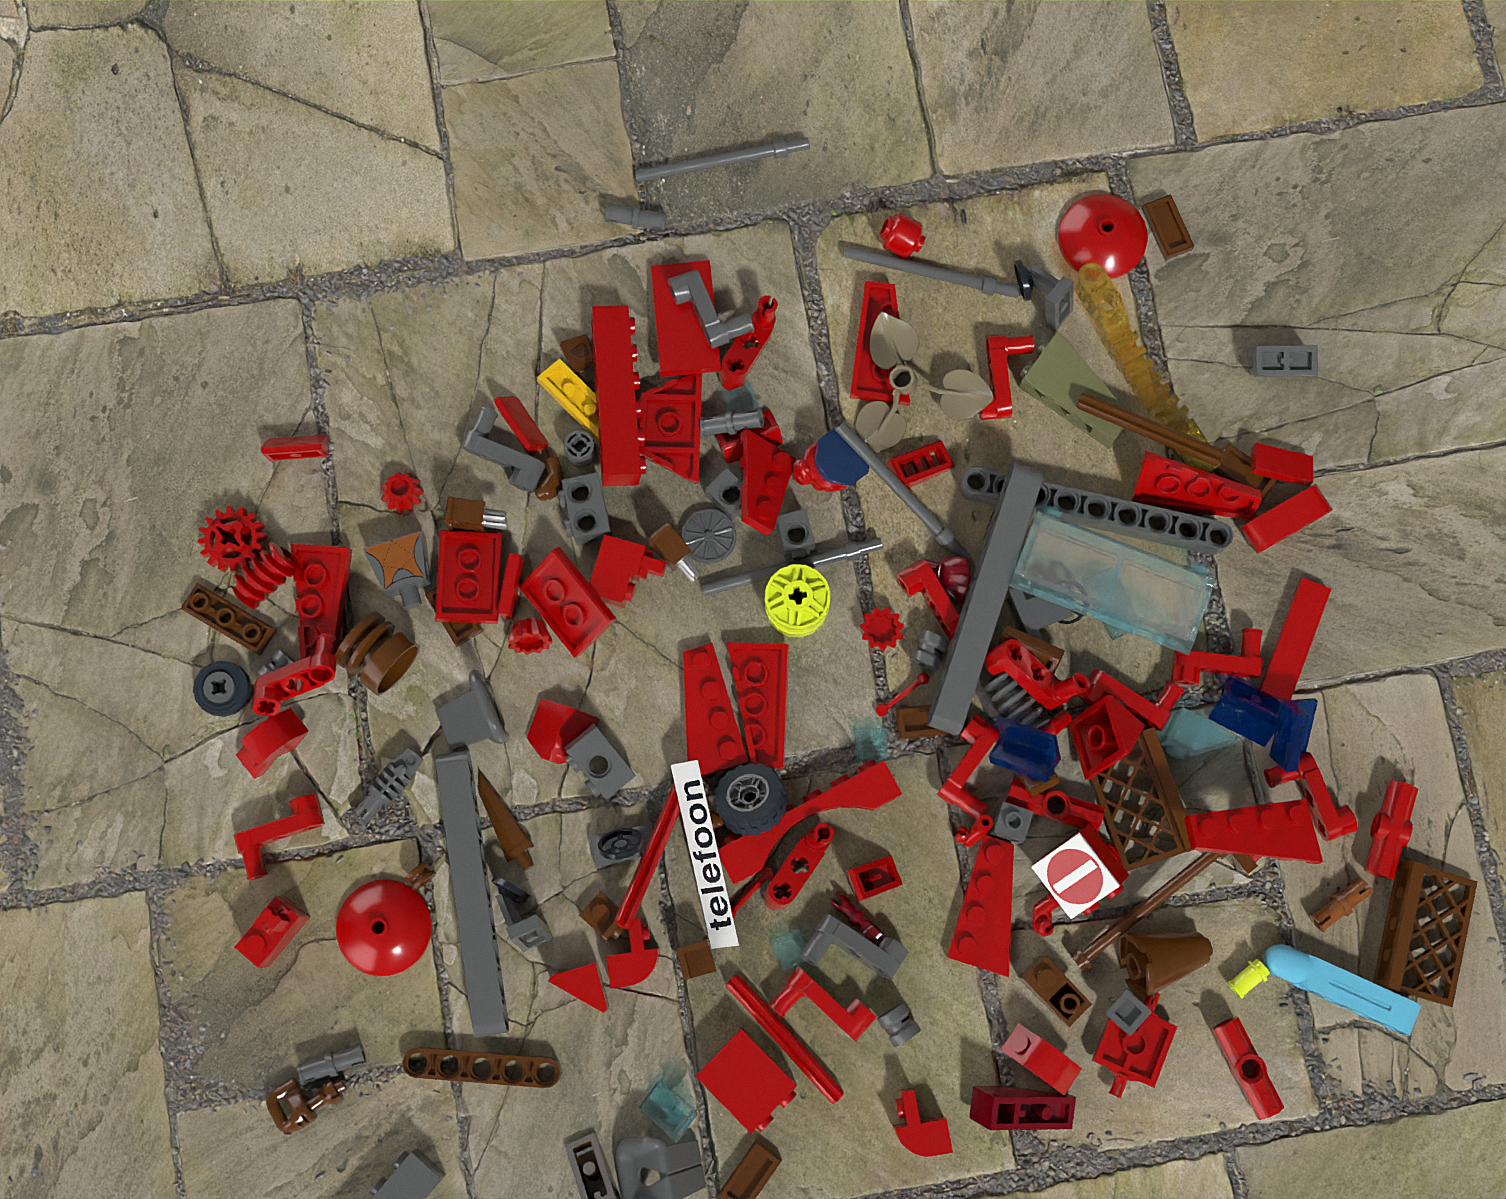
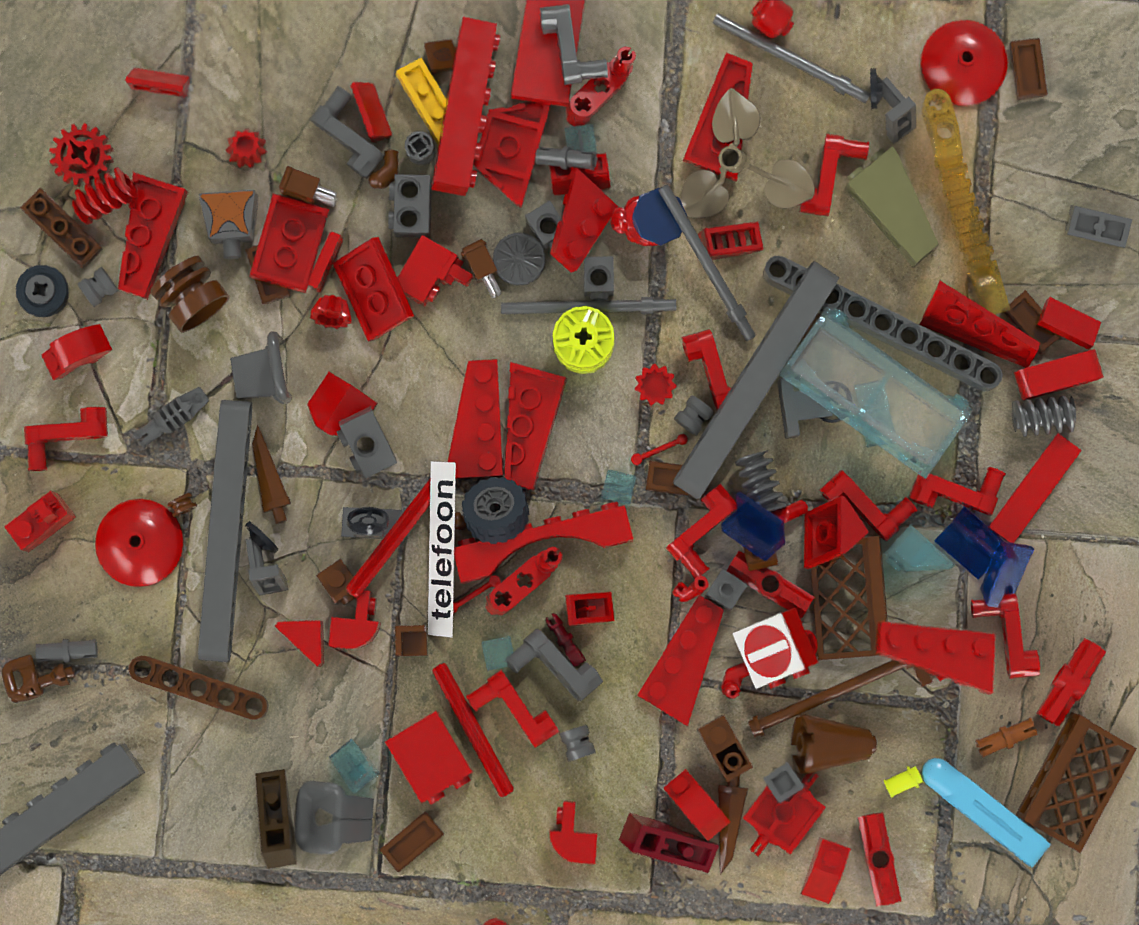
camera: 20 degrees right, 5 degrees up
(312, 671) = (112, 298): red beam -> none
(953, 575) = (733, 351): dark red piece -> none
(1032, 675) = (780, 461): red beam -> none
(1043, 651) = (783, 438): reddish brown tile -> none
(1076, 1046) = (731, 804): none -> reddish brown bar
(1149, 429) = (951, 260): reddish brown axle -> none
(1195, 1094) = (825, 870): none -> red slope
(1284, 561) = (1044, 415): none -> dark grey piece

